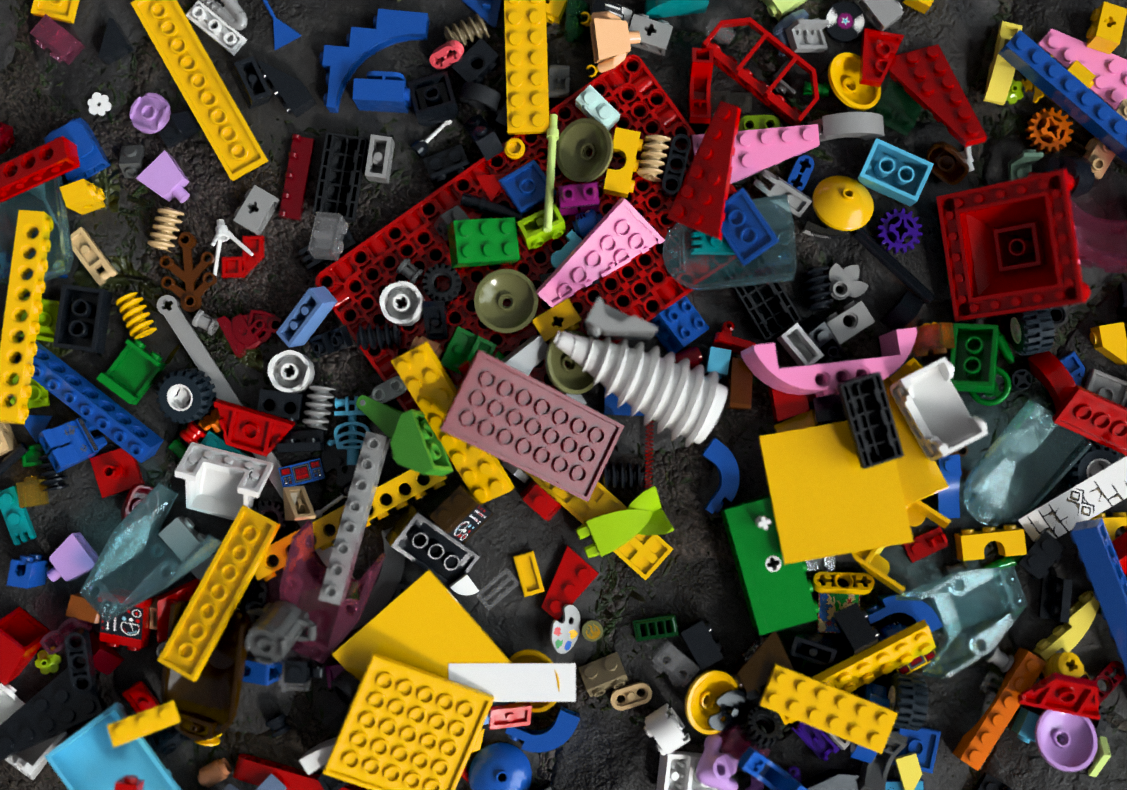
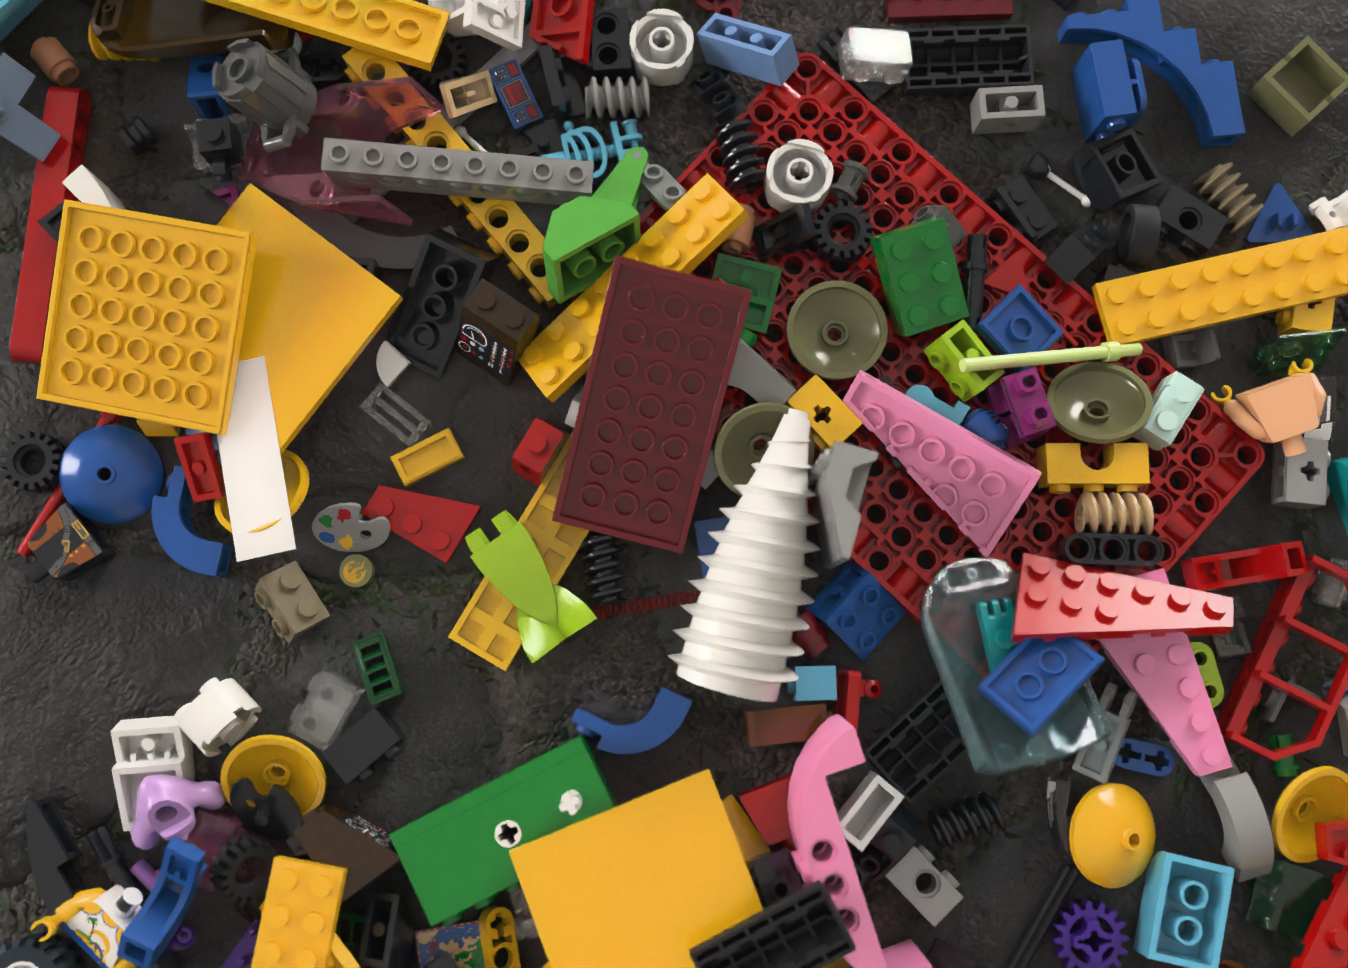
camera: 75 degrees right, 5 degrees down
(449, 58) = (1192, 169): coral beam -> none
(514, 148) = (1073, 299): yellow plate -> none
(631, 699) = (262, 653): tan plate -> none
(847, 280) = (988, 869): light grey plate -> none

